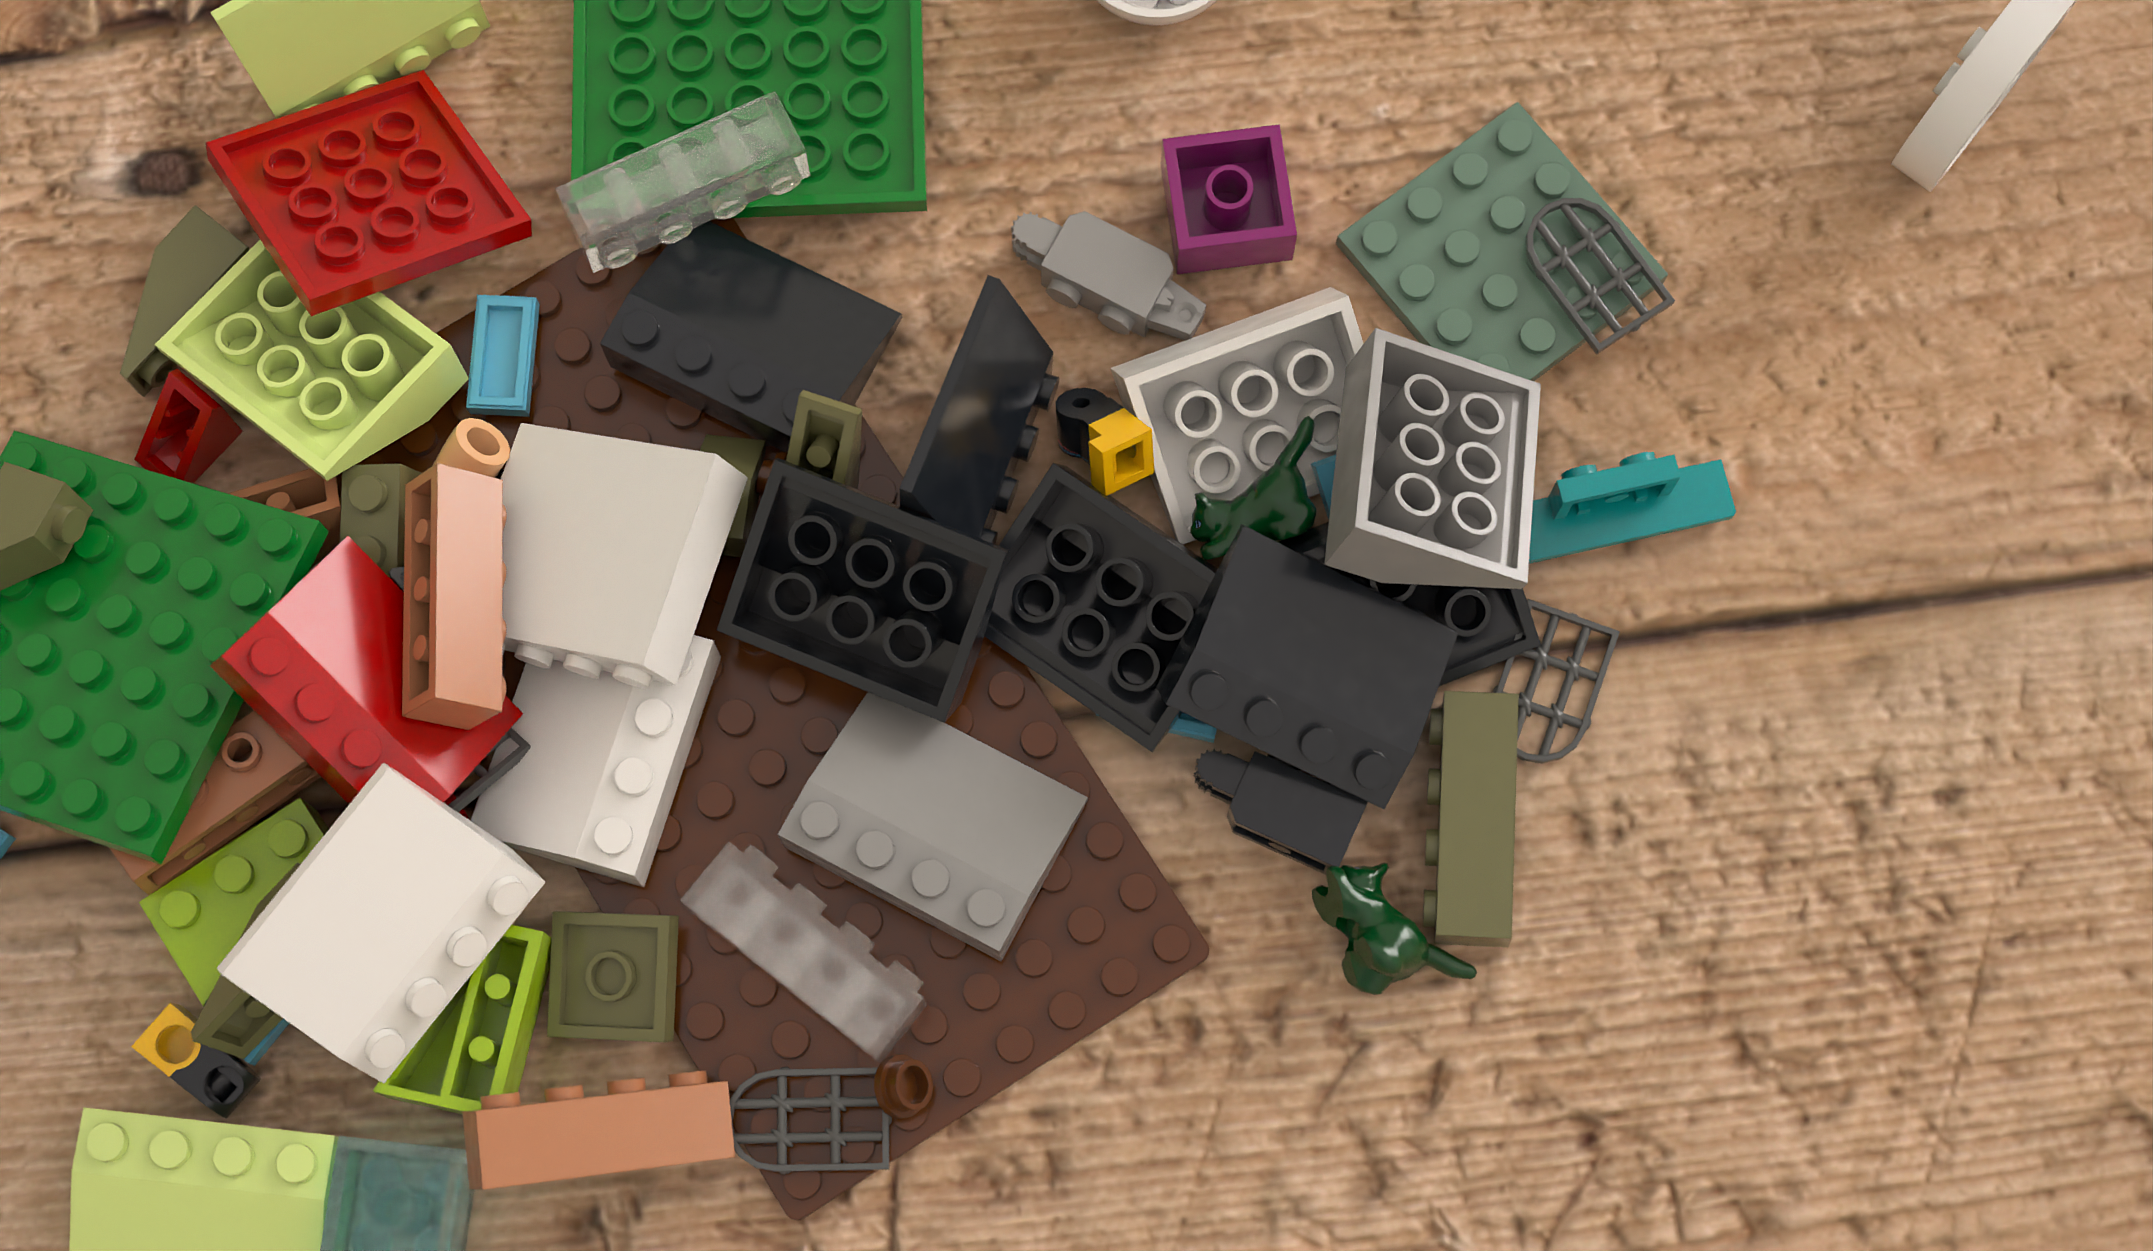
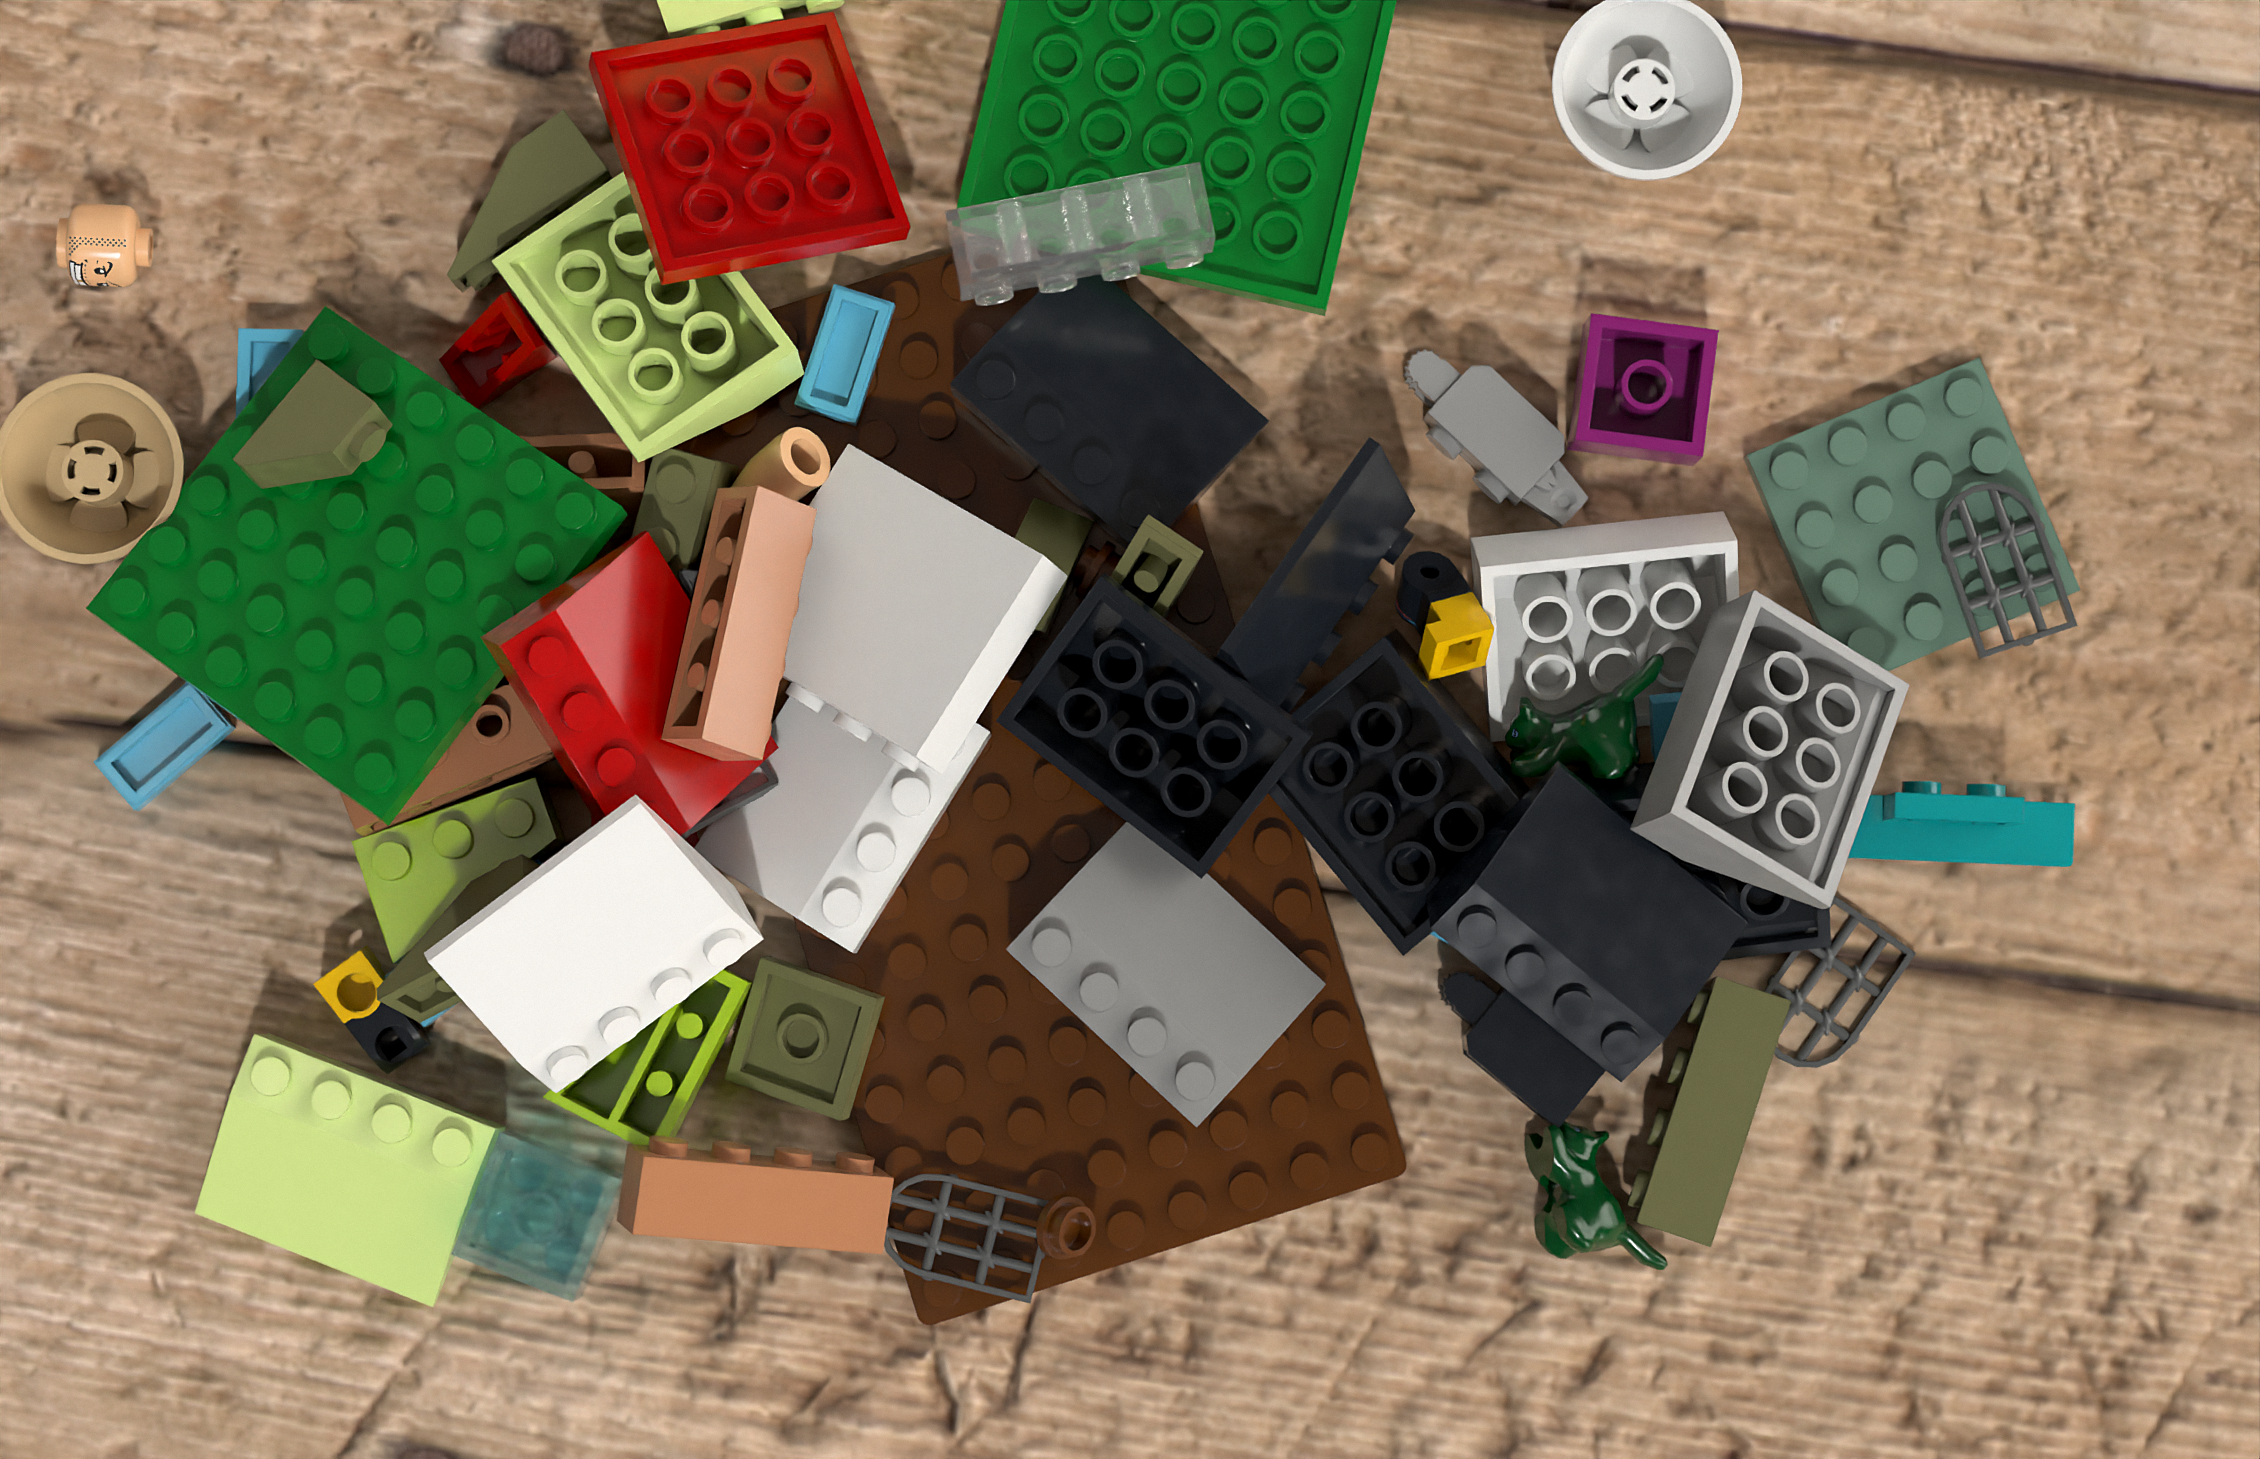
camera: 10 degrees right, 10 degrees up
(805, 951) = (1002, 1070): clear brick -> none

